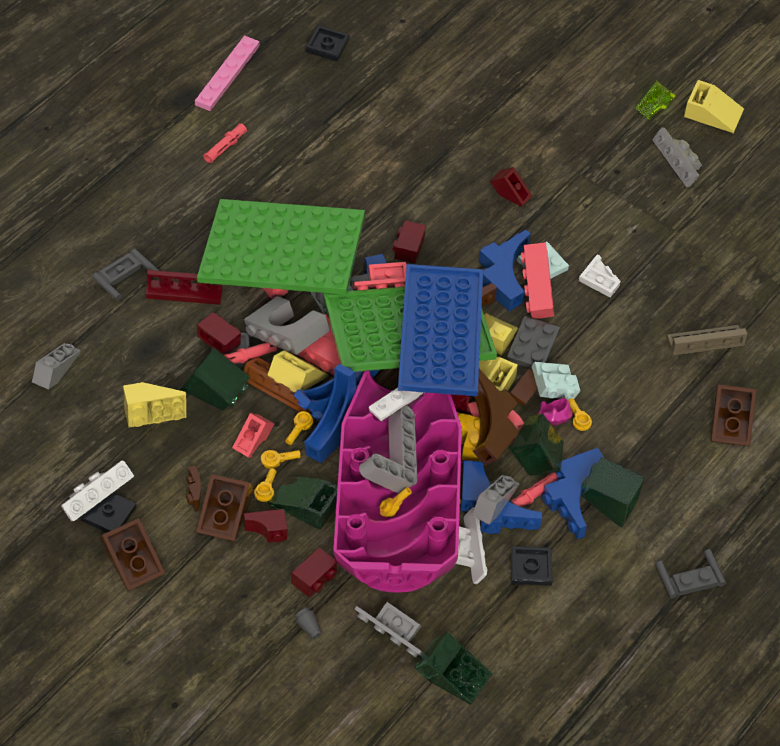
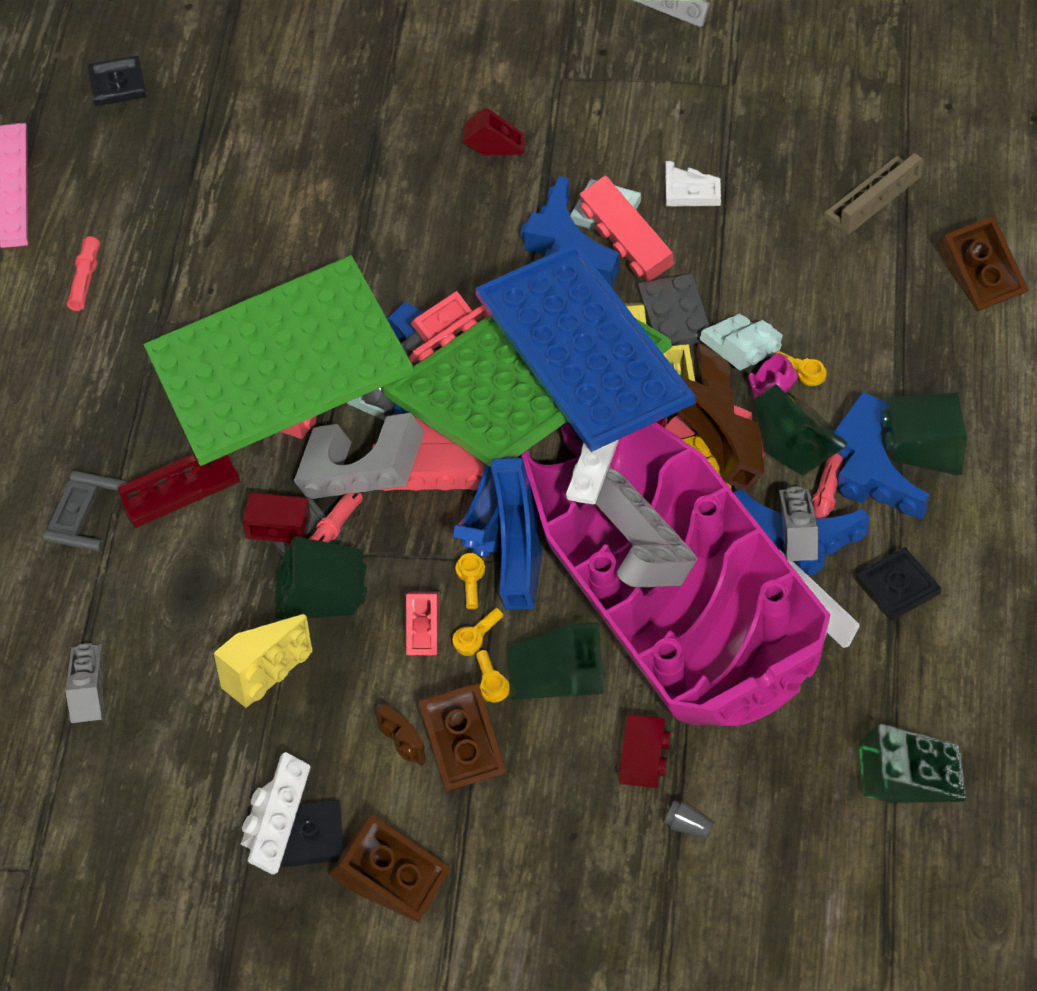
camera: 25 degrees left, 0 degrees up
(259, 378) = (404, 539): dark orange fence -> none
(267, 523) = (536, 724): dark red arch -> none
(294, 372) = (419, 510): light yellow slope -> none
(390, 506) = (678, 609): yellow plate -> none
(396, 624) = (797, 755): light grey bracket -> none
(409, 241) = (423, 270): dark red brick -> none

